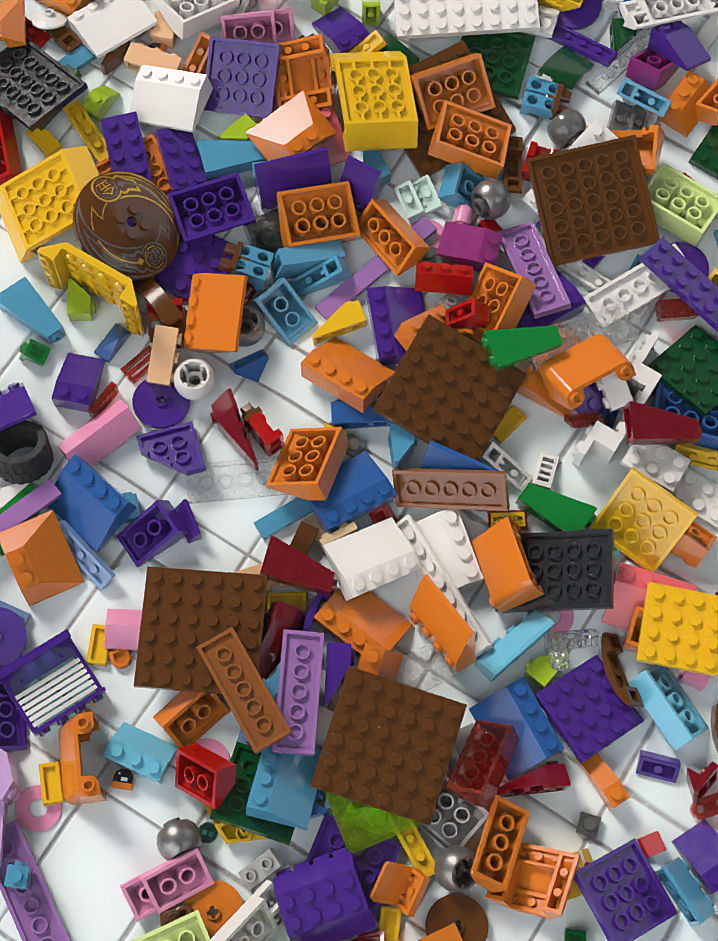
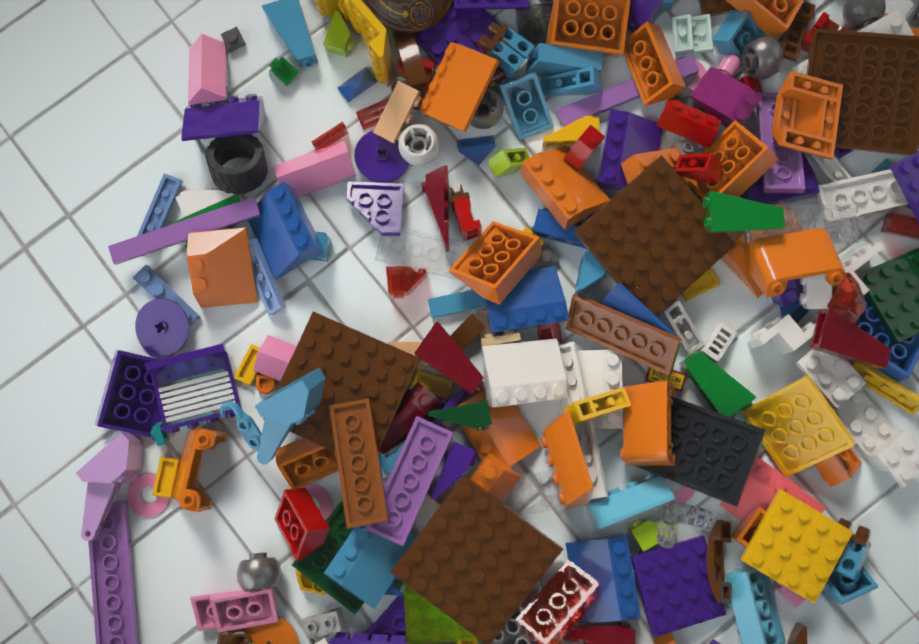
camera: 30 degrees right, 10 degrees up
(18, 876) = (105, 555): dark azure brick -> none
(30, 741) = (157, 435): none -> teal plate
(78, 382) = (313, 111): dark purple slope -> none
(123, 779) = (231, 496): tile -> none
(140, 752) = (251, 480): medium azure slope -> none
(152, 532) = (333, 277): dark purple slope -> none
(152, 667) = (281, 411): none -> dark azure slope
(186, 514) = (368, 278): dark purple slope -> none
(208, 832) = (288, 572): tile -> none
(224, 511) = (403, 280): none -> clear red slope
(286, 368) = (508, 161): none -> lime slope
(331, 614) = (470, 415): none -> dark green slope
(354, 331) = (584, 147): none -> red slope
(452, 563) = (598, 406): none -> yellow slope
(549, 237) = (807, 115): none -> orange slope
(583, 420) = (775, 307): clear red tile -> none
(643, 387) = (848, 299): none -> clear red slope

